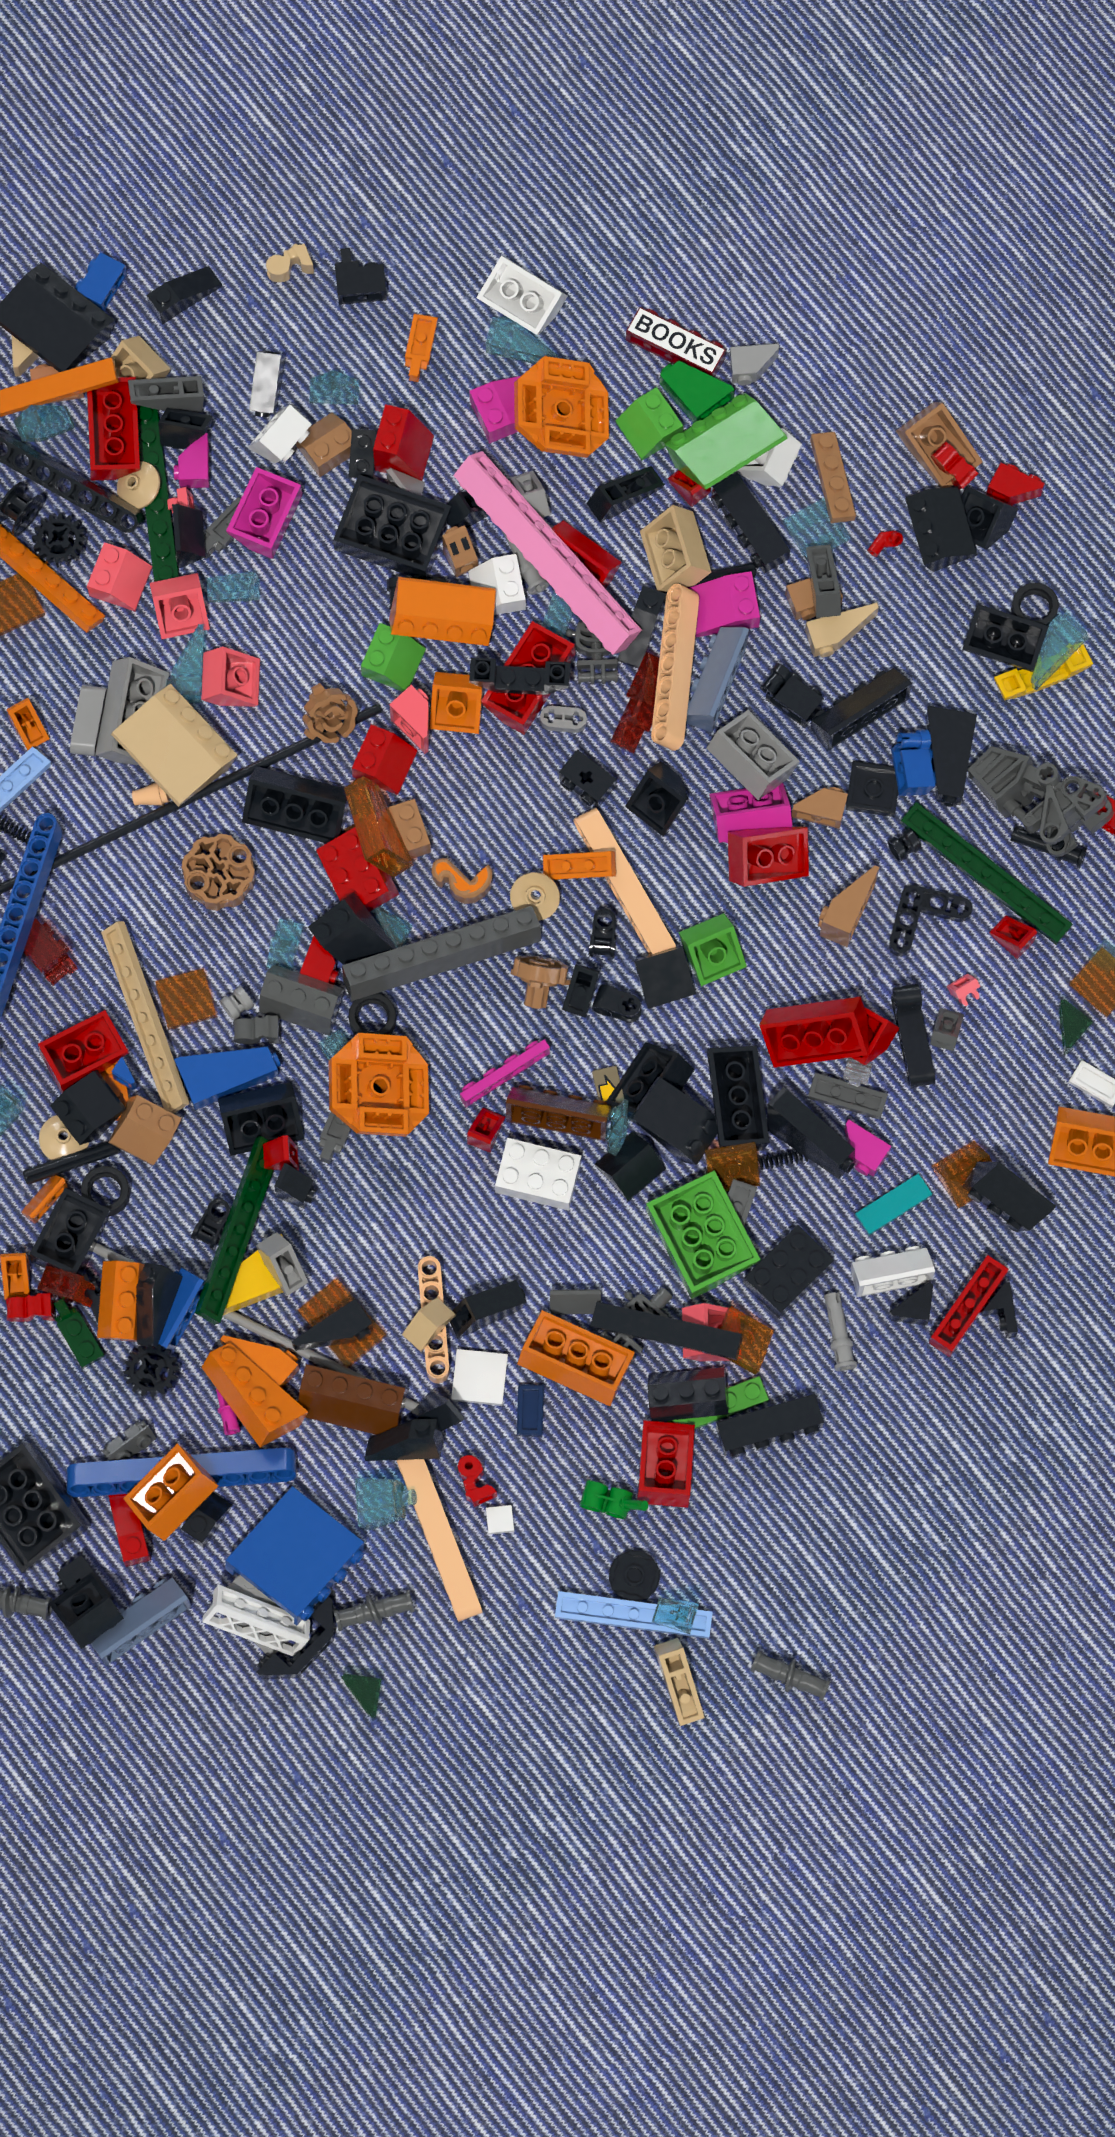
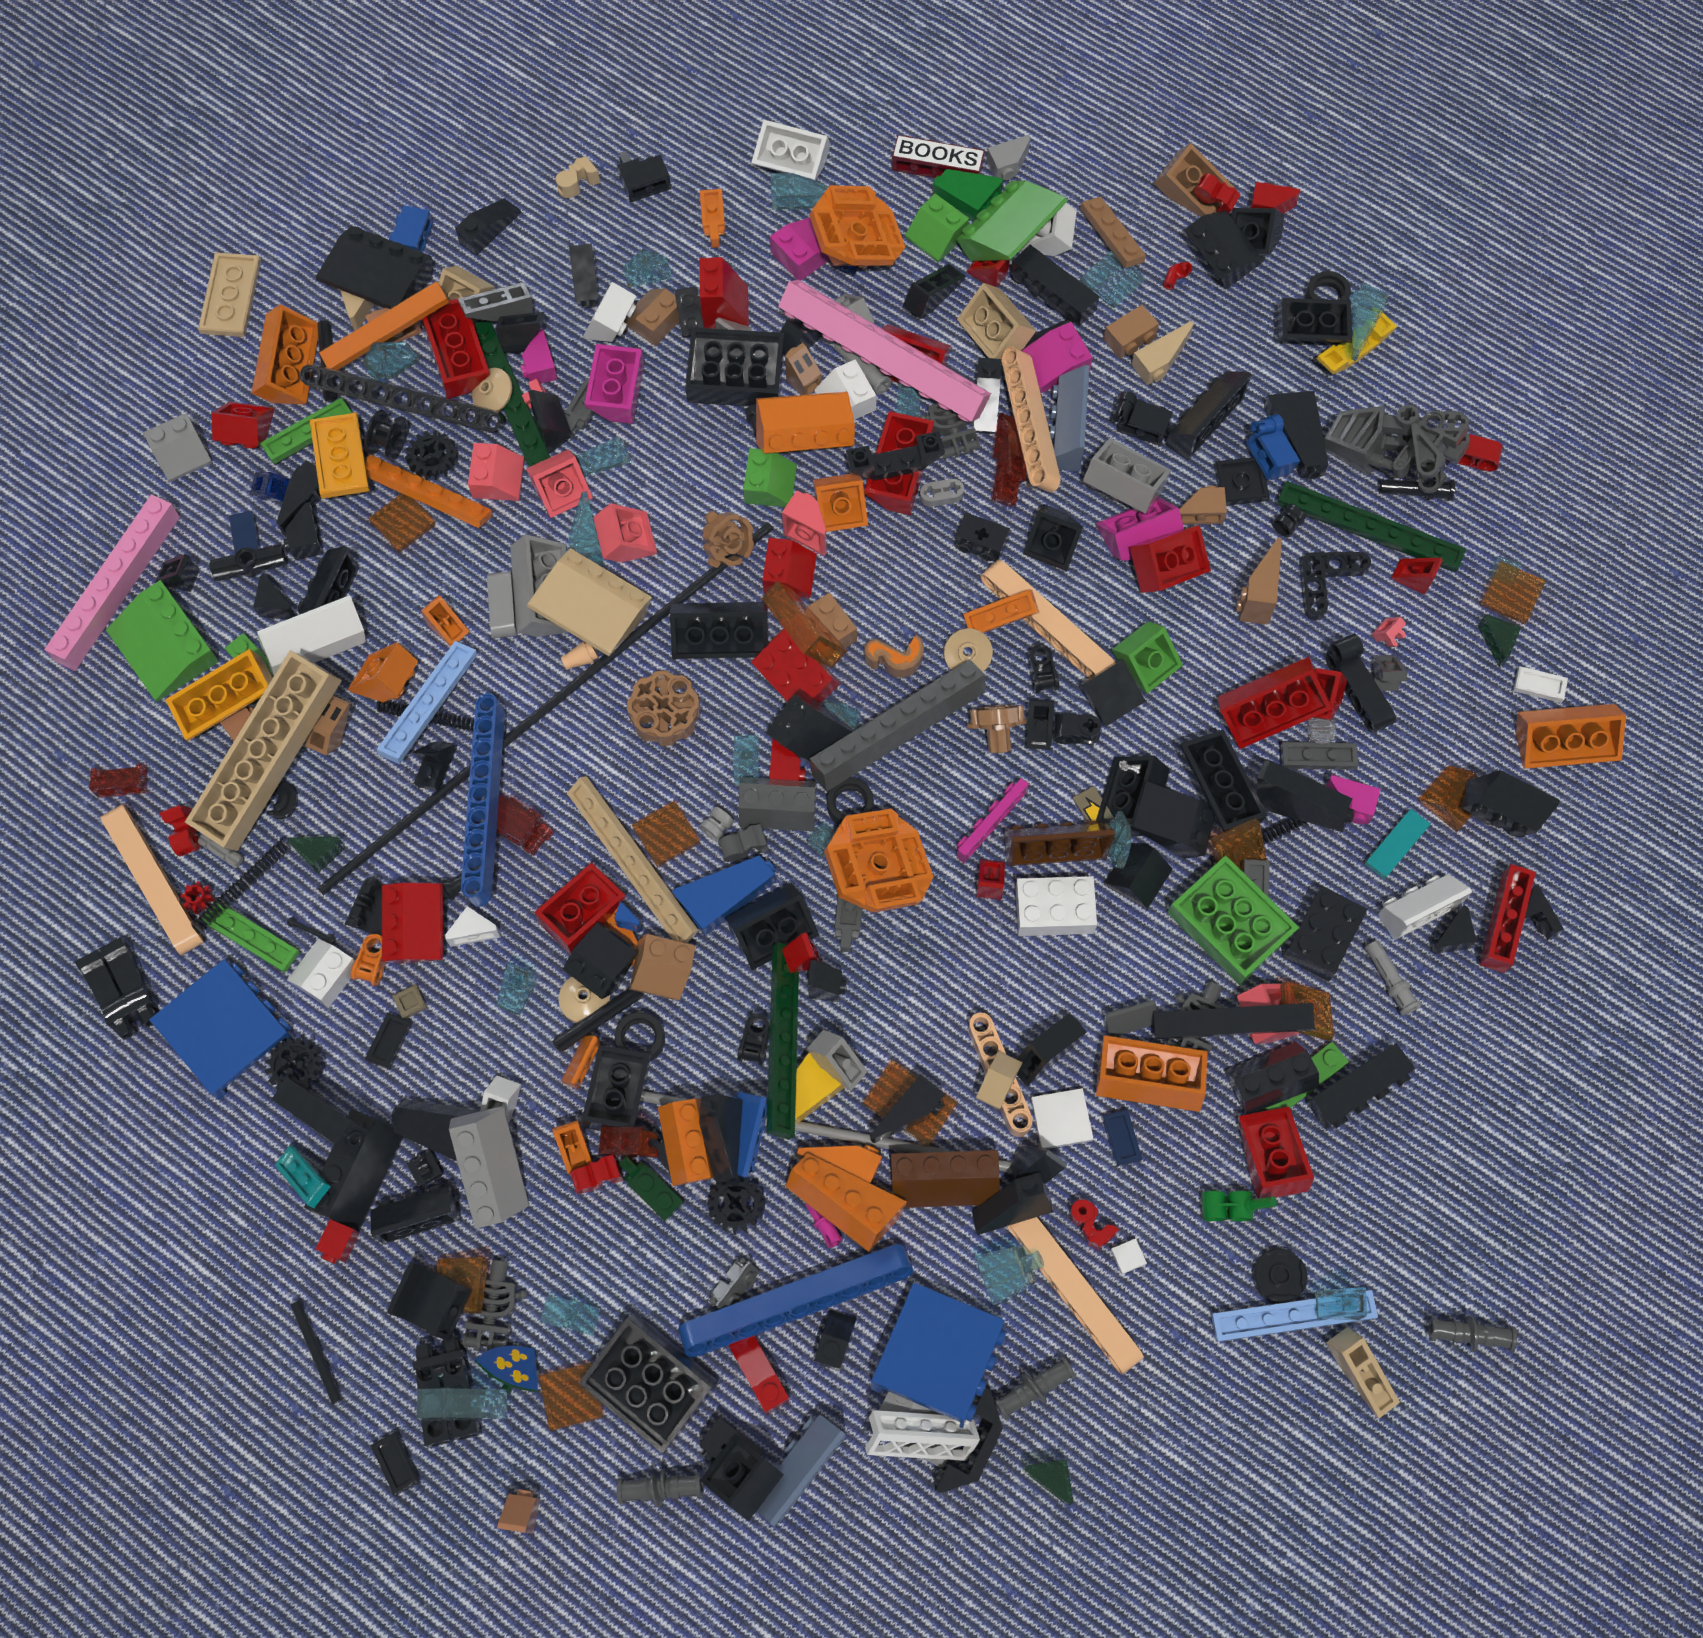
camera: 15 degrees left, 5 degrees down
(170, 1492) = (793, 1325): orange slope -> none
(823, 581) = (1141, 313): dark grey slope -> none

